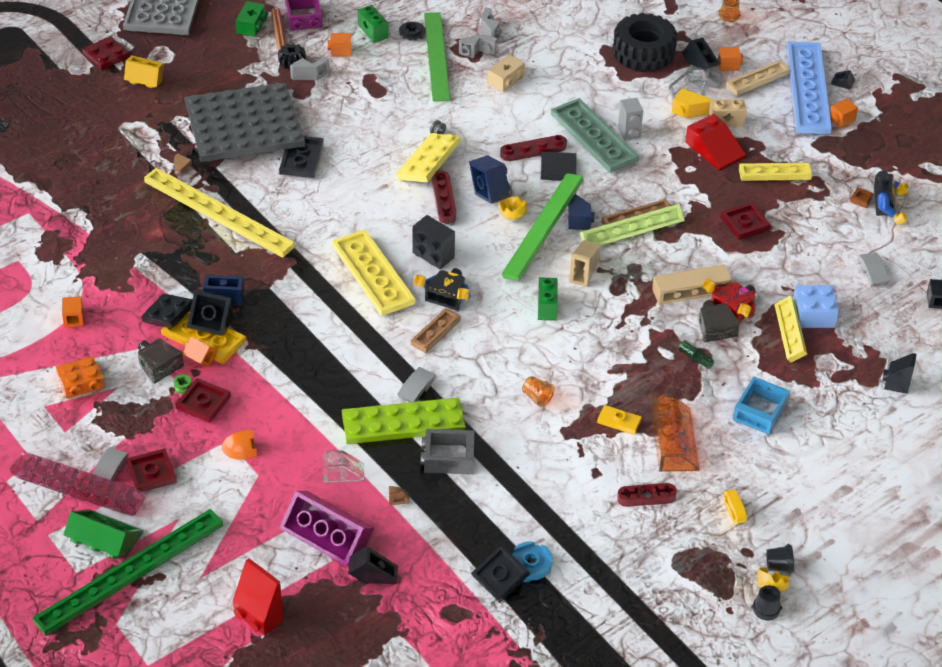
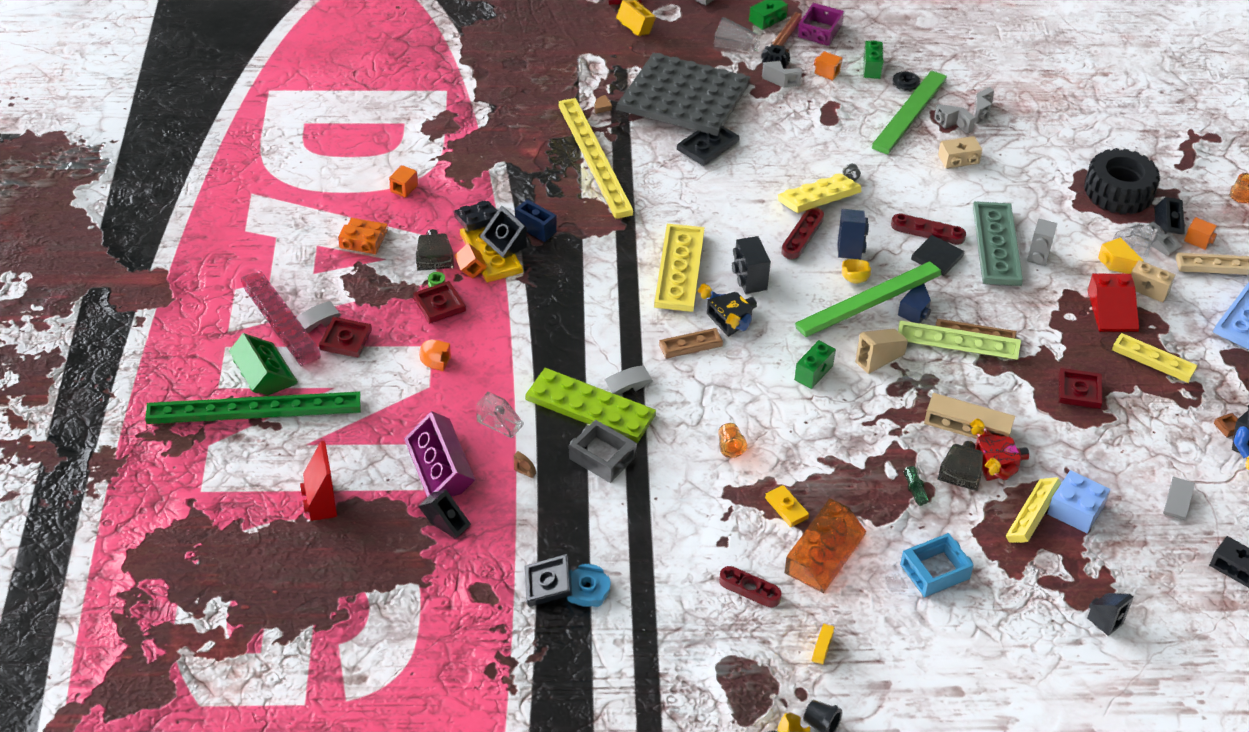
camera: 35 degrees right, 0 degrees up
(244, 54) = (735, 39): none -> clear slope

